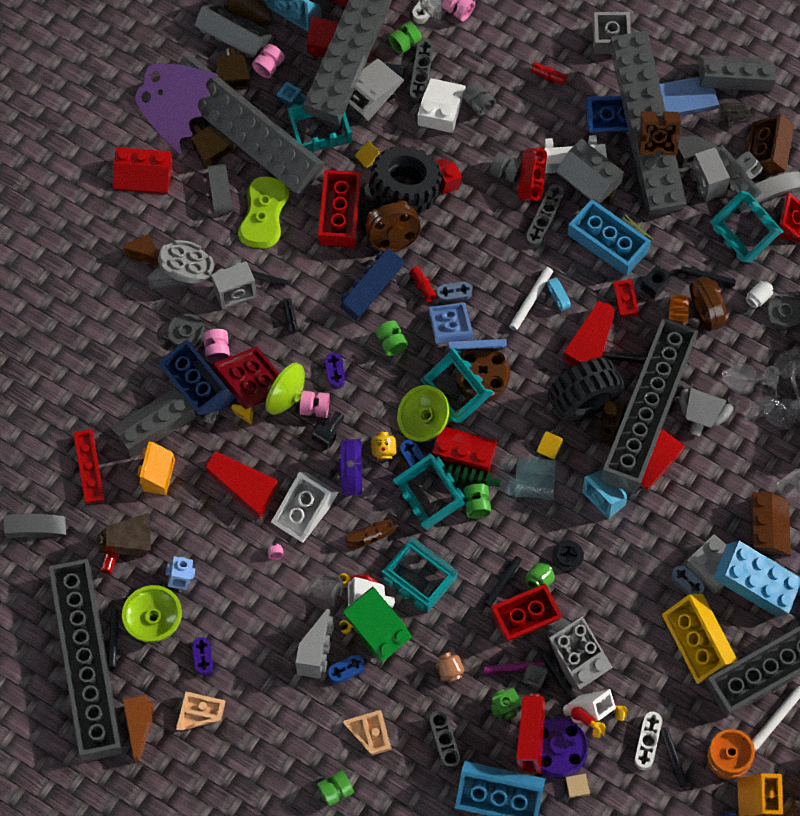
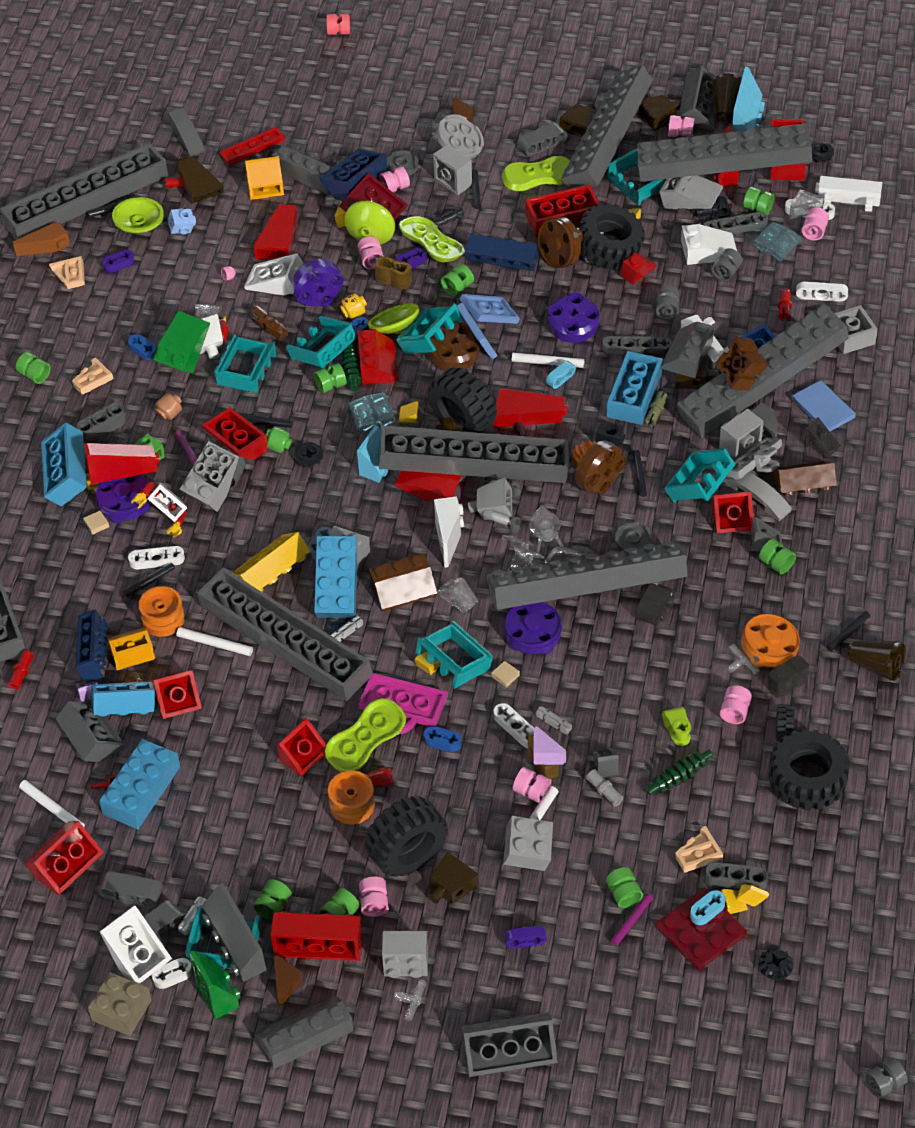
camera: 70 degrees right, 15 degrees down
(142, 170) = (533, 90): red slope -> none
(179, 102) = (602, 82): medium lavender piece -> none
(314, 646) = (149, 314): light grey slope -> none
(327, 434) = (350, 269): black pin -> none
(333, 336) = (428, 235): none -> lime plate
(357, 392) = (393, 272): none -> pearl gold brick
(423, 284) = (522, 286): red pin -> none
(454, 292) = (530, 308): sand blue beam -> none
(461, 45) = (777, 241): none -> clear light blue slope
(490, 255) = (573, 318): none -> dark purple piece
(532, 174) = (658, 317): red beam -> none
(535, 675) = (185, 463): dark grey tile -> none
(546, 36) = (834, 296): none -> white beam
(625, 298) = (582, 421): red plate -> none
(727, 461) = (448, 526): none -> white slope
(736, 73) = (867, 428): dark grey slope -> none
(759, 294) = (639, 512): white brick -> none

